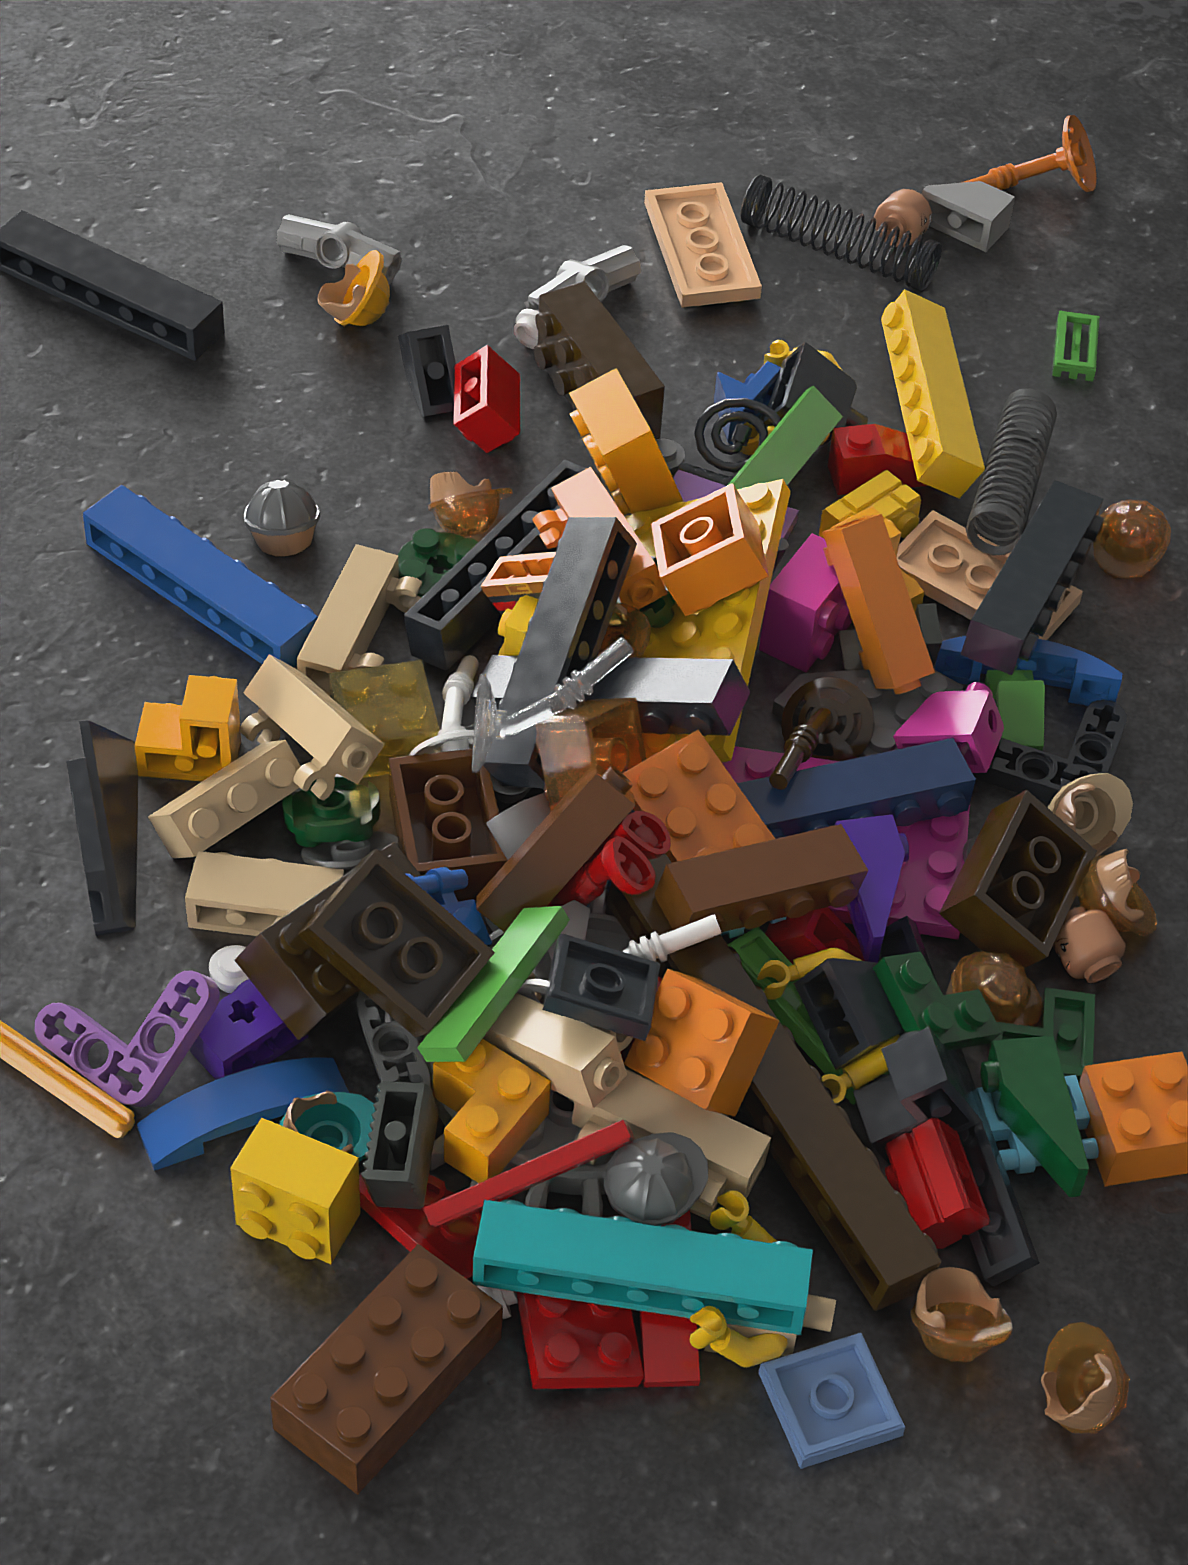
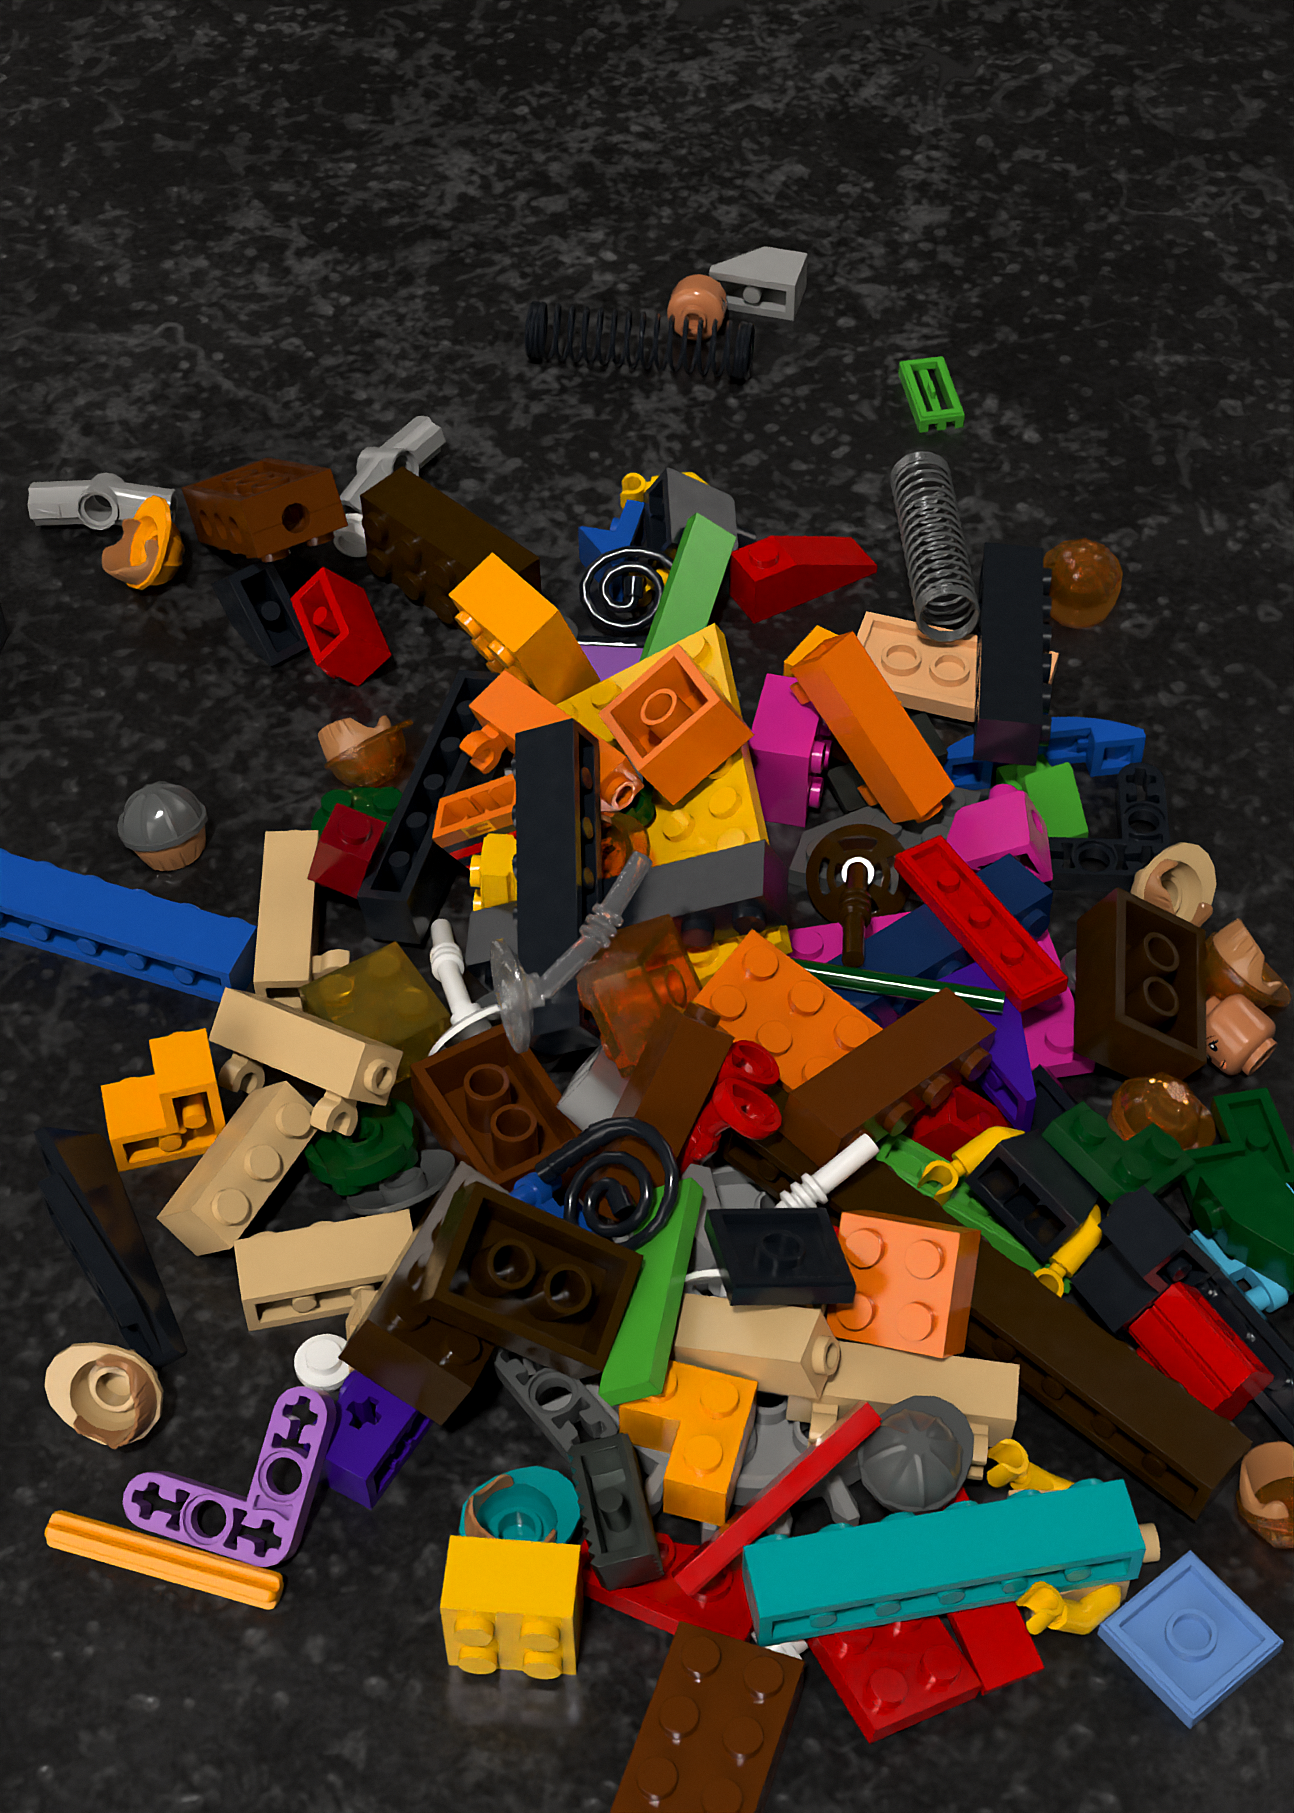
camera: 15 degrees left, 0 degrees up
(54, 934) = (105, 1392): none -> tan piece
(232, 1104) = (391, 1526): blue slope -> none
(409, 574) = (346, 850): none -> dark red brick
(461, 285) = (266, 508): none -> reddish brown brick
(498, 902) = (618, 1196): none -> black piece
(702, 245) = (497, 393): light nougat plate -> none
(808, 814) = (901, 985): none -> dark green bar
(883, 493) = (798, 617): yellow brick -> none
(900, 785) = (981, 923): none -> red tile
(932, 394) = (814, 487): yellow brick -> none
(1074, 156) = (842, 196): orange dish -> none

